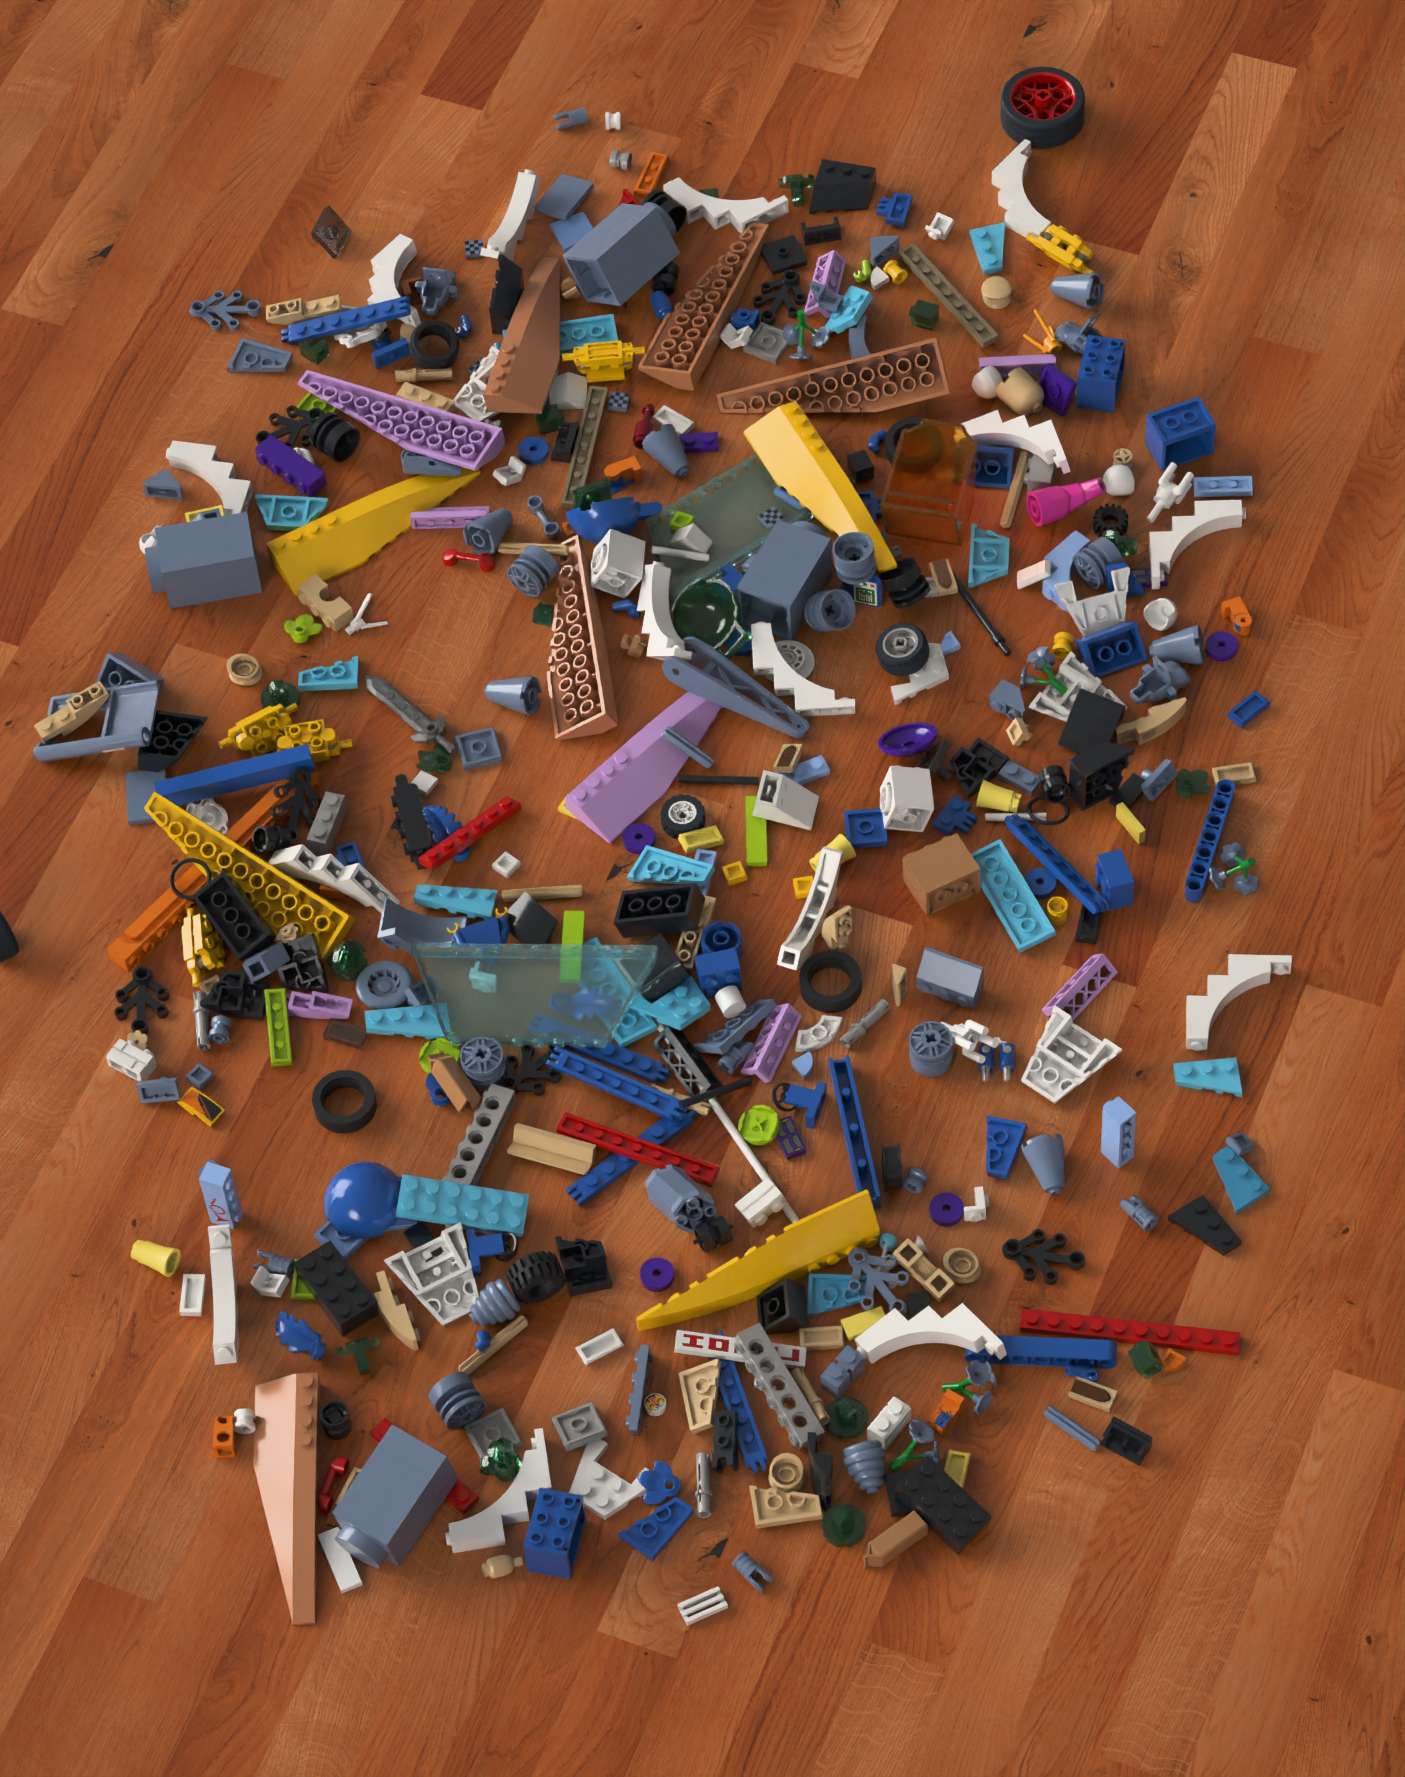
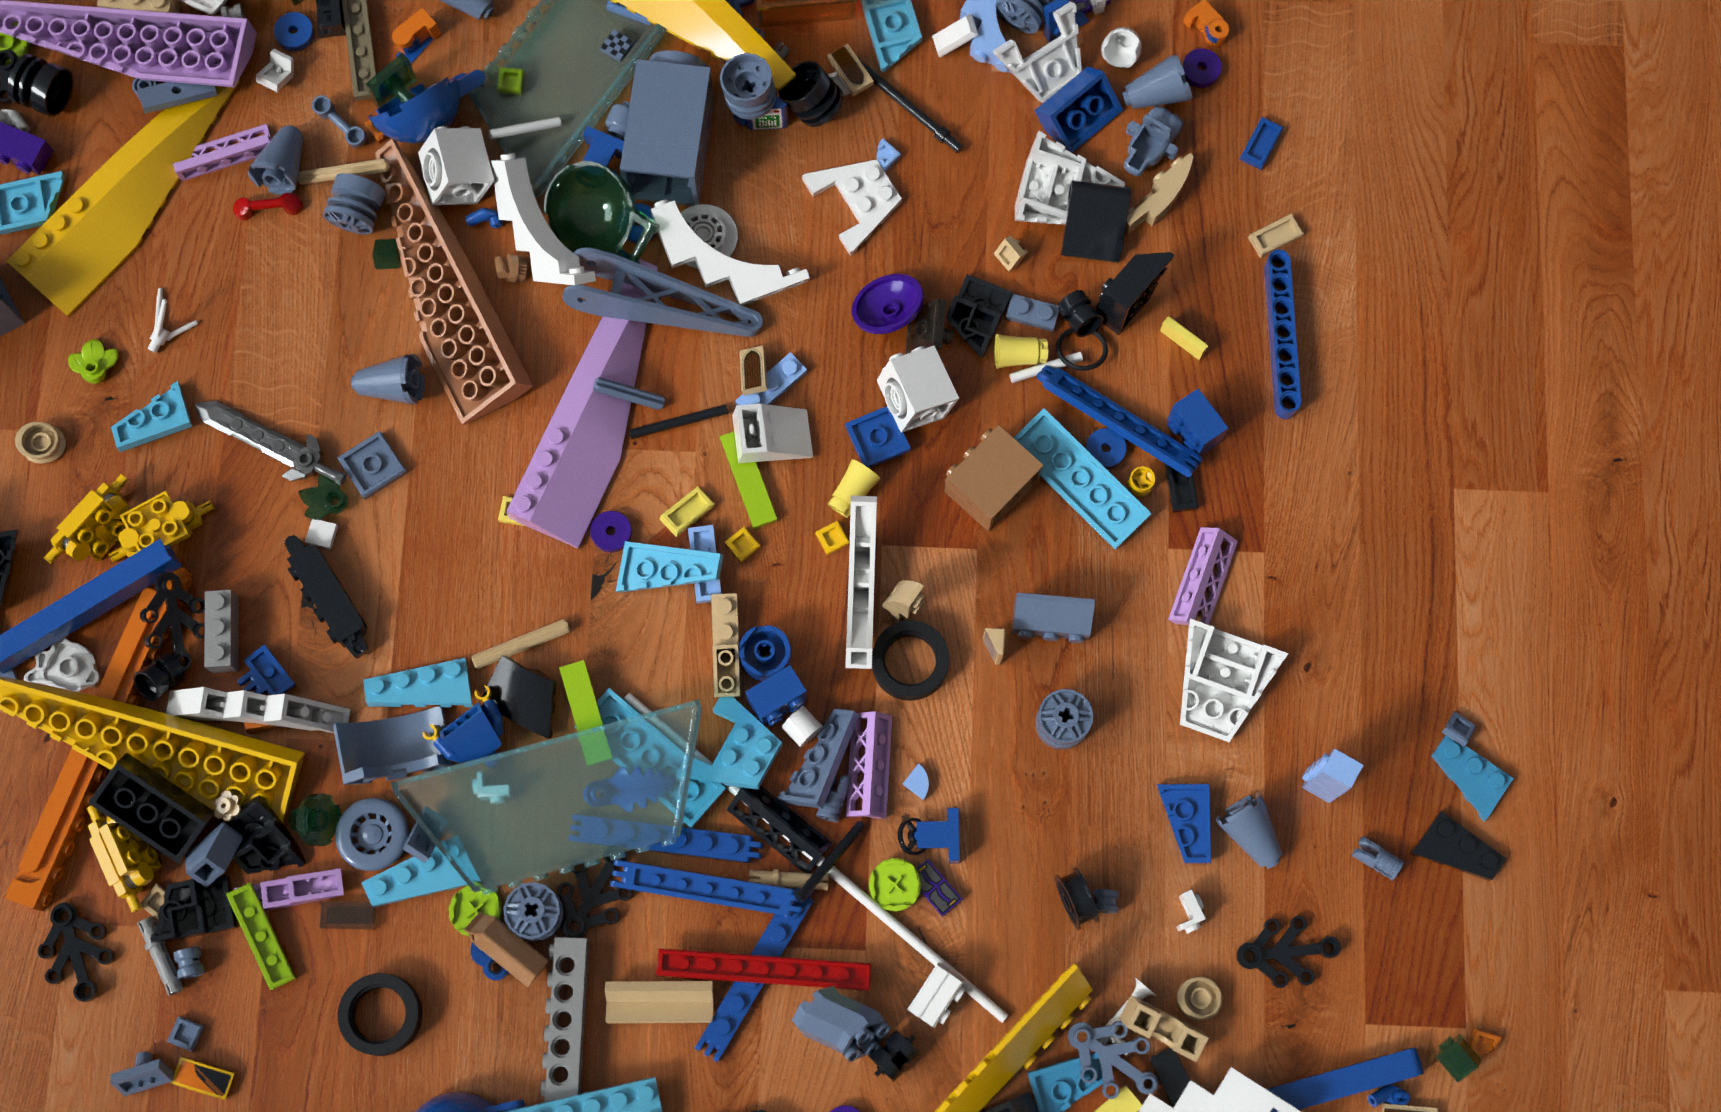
camera: 25 degrees left, 20 degrees up
(131, 1060) = (92, 1043): white brick -> none
(138, 1036) = (89, 1012): tan plant -> none
(180, 864) = (81, 747): black tyre -> none
(280, 693) = (99, 465): clear green tile -> none
(333, 613) = (127, 330): tan arch -> none
(444, 827) = (375, 598): blue plant -> none
(469, 833) = (404, 593): red plate -> none
(506, 864) = (462, 616): white tile -> none
(659, 910) = (677, 635): black brick -> none
(666, 973) = (719, 710): black door -> none
(679, 807) = (657, 473): black wheel -> none
(691, 539) = (531, 103): white slope -> none
(818, 1035) = (921, 735): white tile -> none
(829, 610) = (735, 157): sand blue wheel -> none
(854, 1129) = (1012, 859): blue tile -> none
(859, 1029) = (967, 712): light grey pin -> none
(887, 1243) = (1103, 998): medium azure hinge -> none
(902, 649) = (840, 185): black wheel -> none
(950, 1217) = (1165, 923): dark purple piece -> none
(955, 816) = (976, 388): blue hinge -> none
(968, 1036) = (1102, 691): white plant -> none
(1006, 1059) = (1129, 708): blue piece -> none
(1007, 700) = (985, 215): sand blue slope -> none
(1043, 662) = (1007, 154): sand blue plant -> none
(1063, 645) = (1021, 121): yellow wheel -> none
(1128, 792) = (1166, 295): black tile -> none
(1130, 1331) = (1421, 1021): red plate -> none
(1157, 780) = (1194, 270): sand blue tile -> none
(1192, 782) = (1234, 258): clear green plate -> none
(1214, 1074) = (1391, 646): medium azure wing -> none
(1233, 855) = (1339, 374): sand blue plant -> none
(1243, 974) = (1355, 567): white arch -> none

